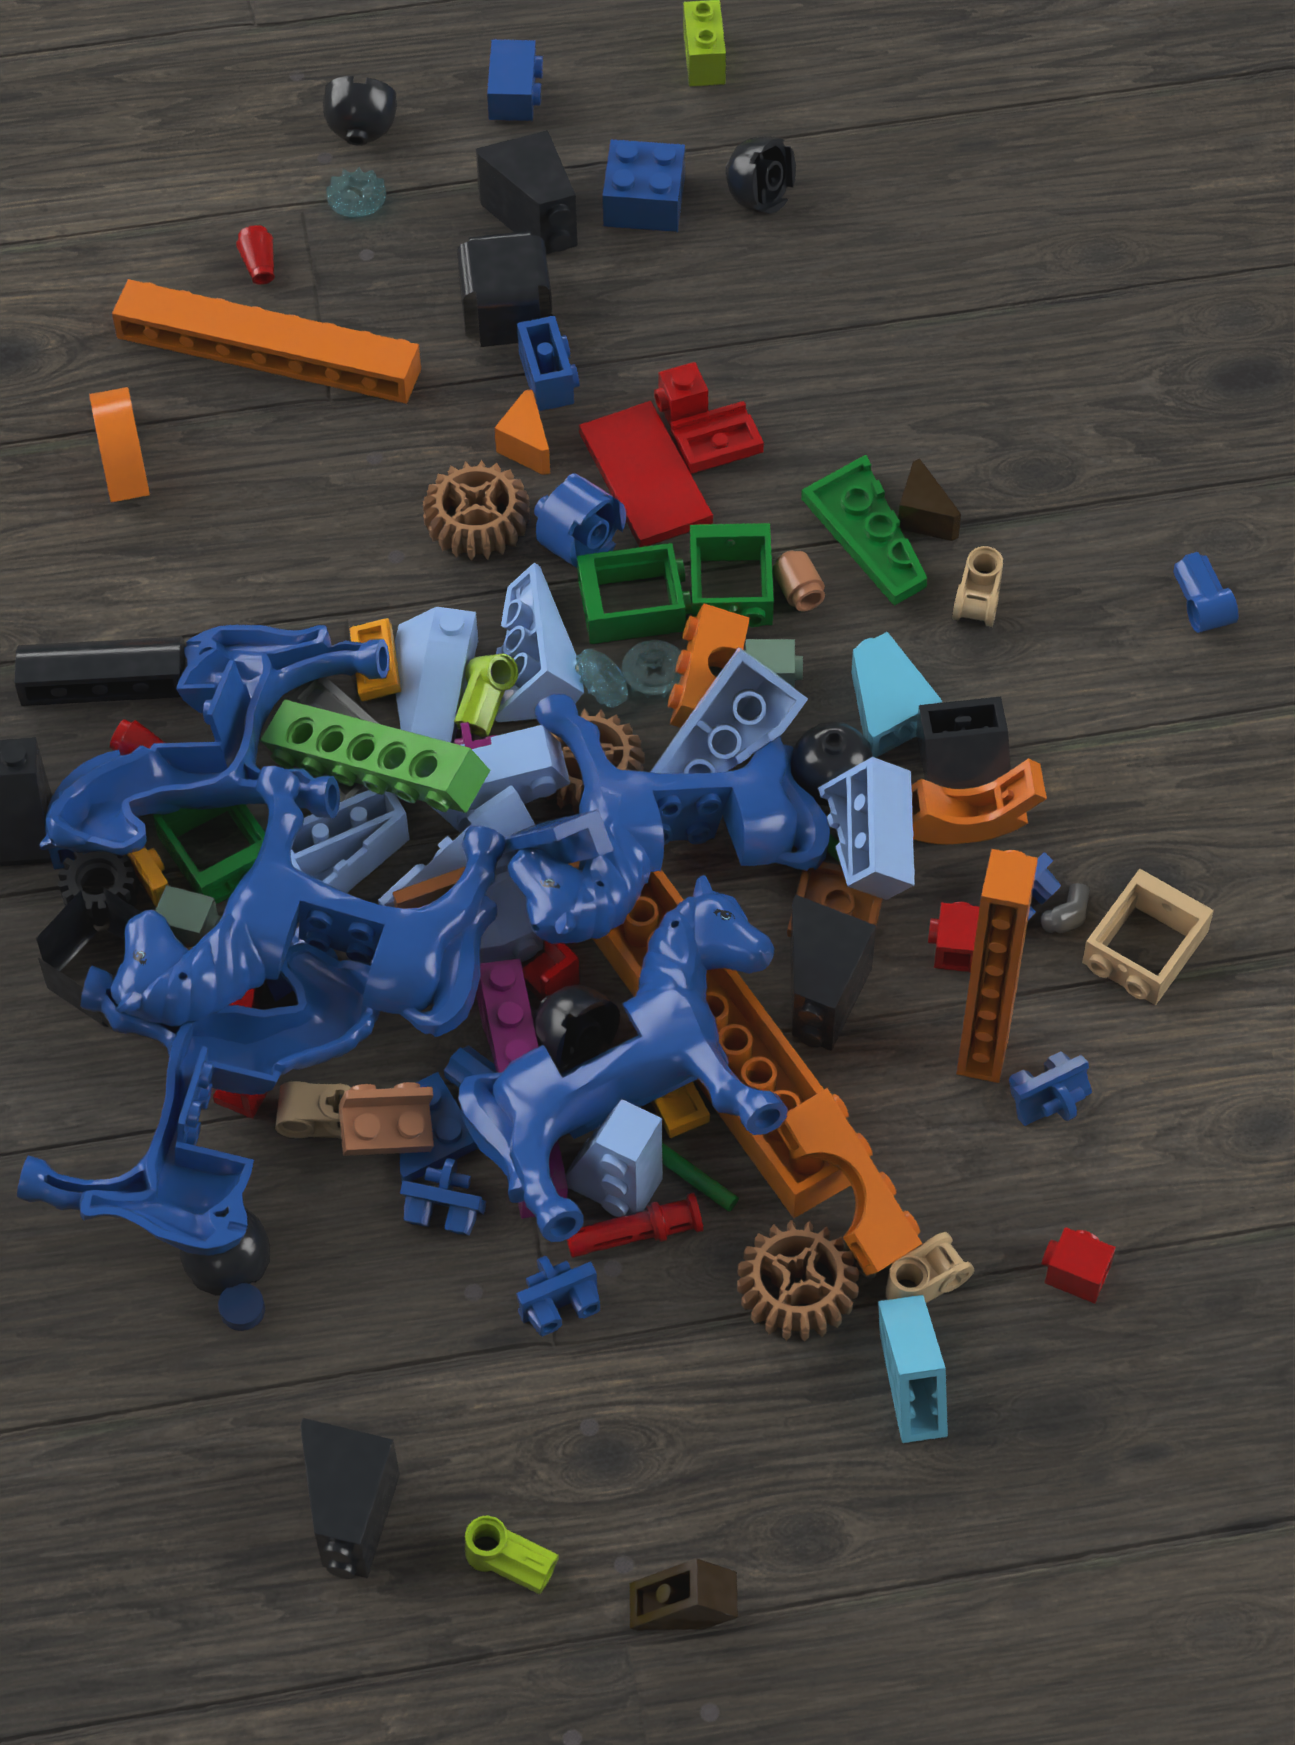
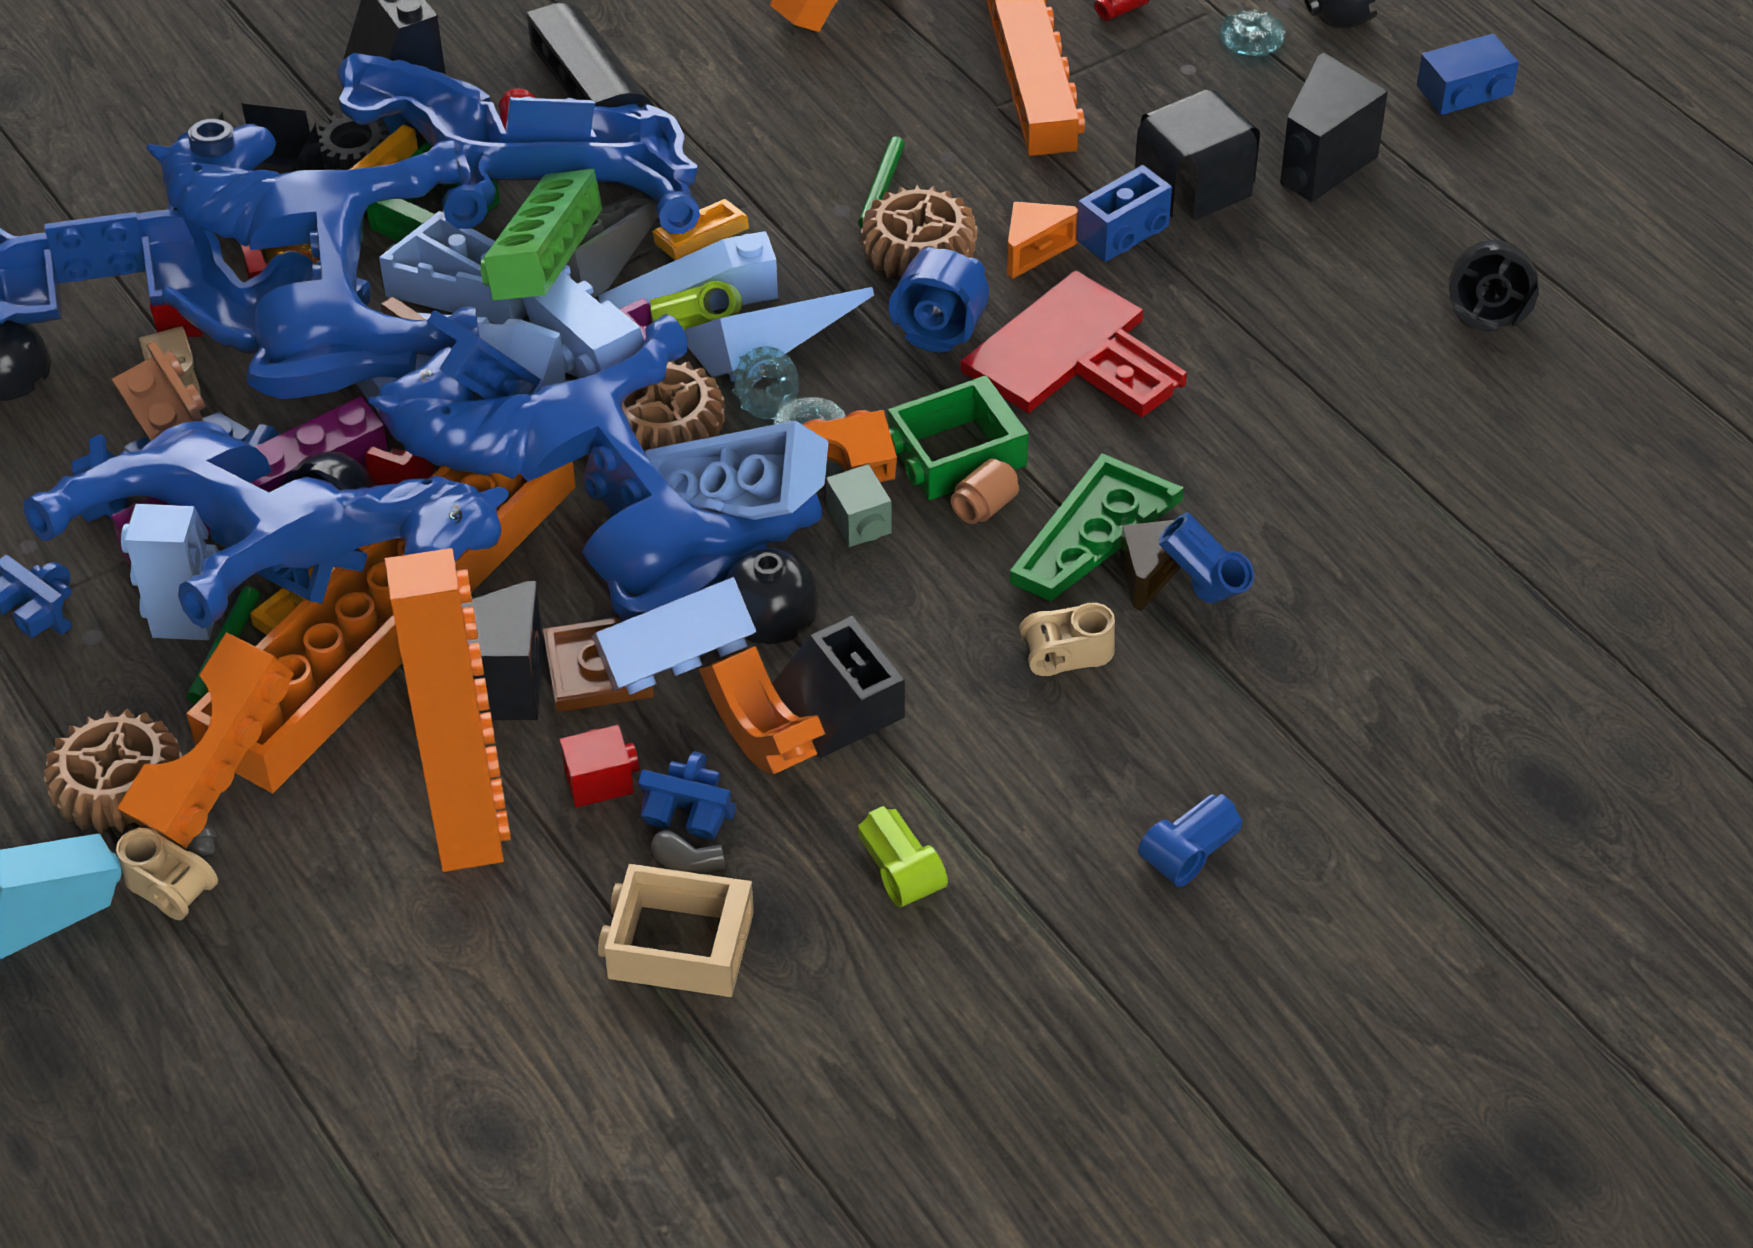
camera: 65 degrees right, 10 degrees down
(151, 951) = (211, 138): none -> dark blue tile
(384, 514) = (884, 174): none -> bar
(627, 566) = (885, 336): green window -> none
(644, 185) = (1411, 209): blue brick -> none
(655, 1222) = (143, 641): red pin -> none
(681, 392) = (1162, 322): red brick -> none
(704, 43) = (1638, 189): lime brick -> none
(888, 693) = (886, 599): medium azure slope -> none
(961, 470) = (1206, 560): none -> blue piece
(1052, 1091) = (435, 908): blue hips -> none
(1078, 1263) = (223, 1002): red brick -> none
(1151, 773) = (904, 865): none -> lime piece

